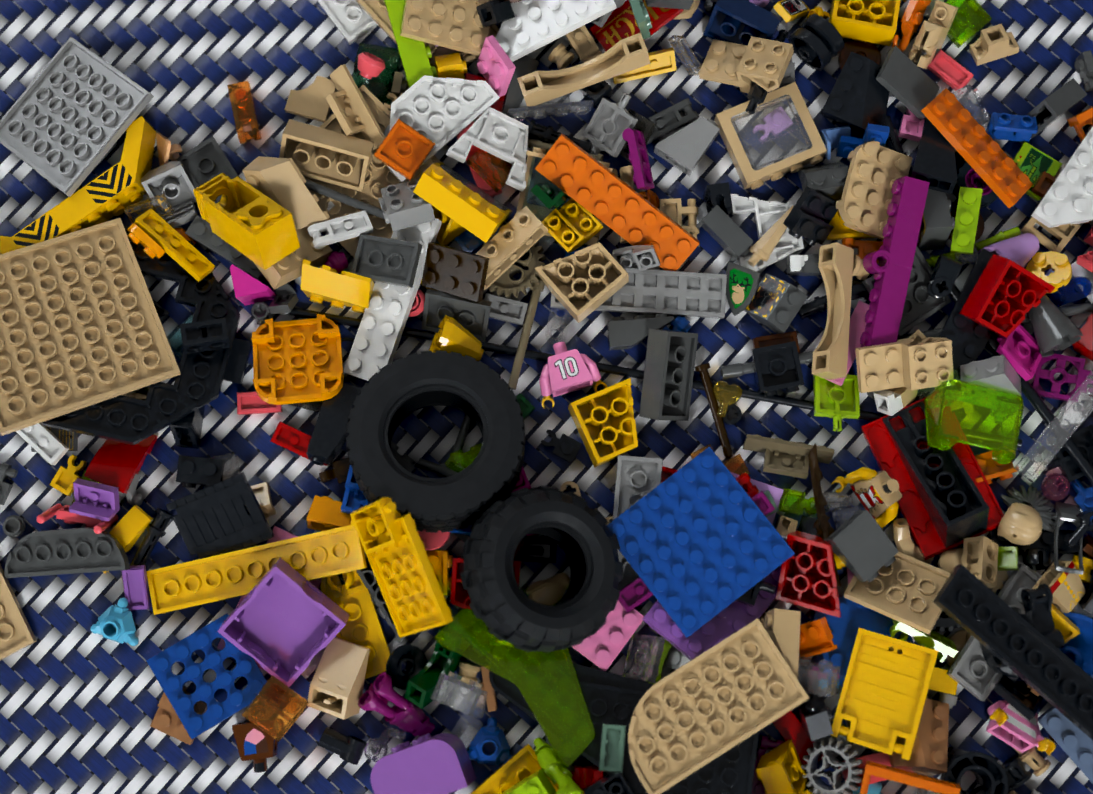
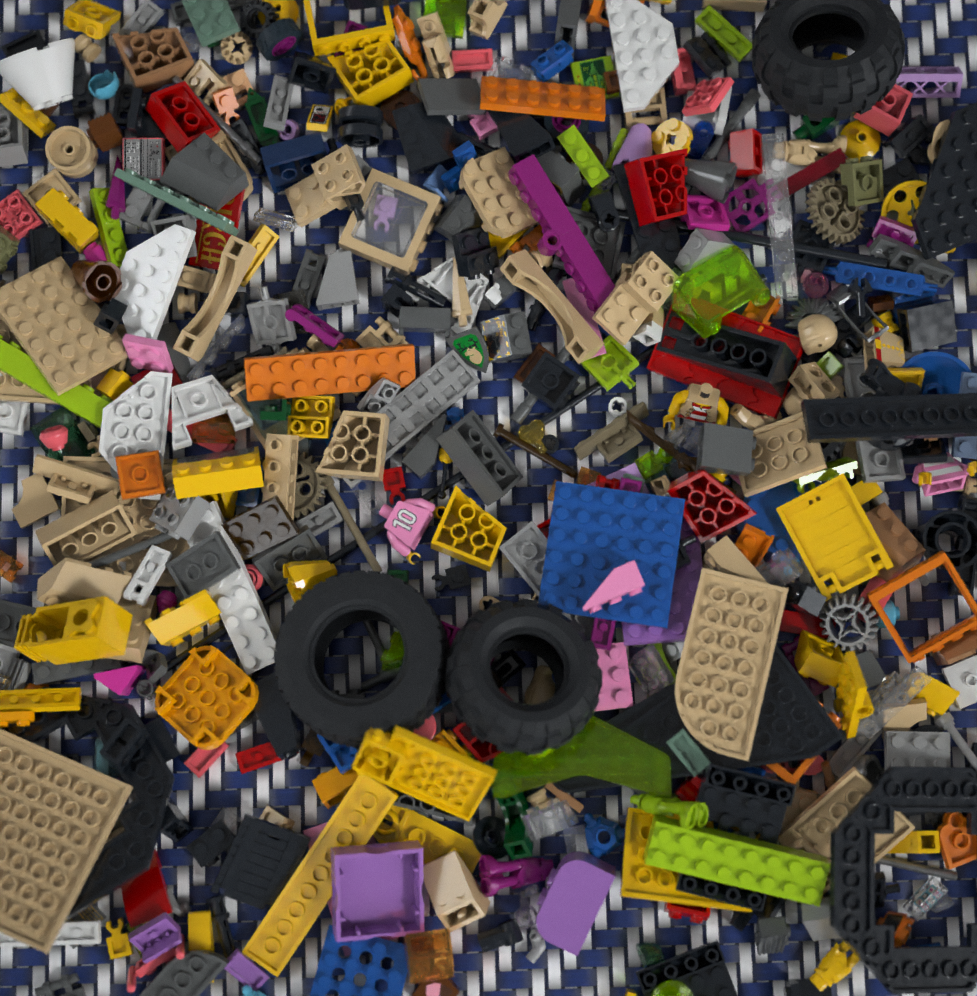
camera: 50 degrees left, 0 degrees up
(362, 781) = (538, 946): none -> light grey arm
(587, 332) = (394, 481): none -> red plate
(641, 352) = (445, 459): none -> hinge
(681, 568) = (620, 582): none -> bright pink slope
(750, 228) = (439, 299): none -> black pin
(816, 432) = (619, 400): none -> white bush

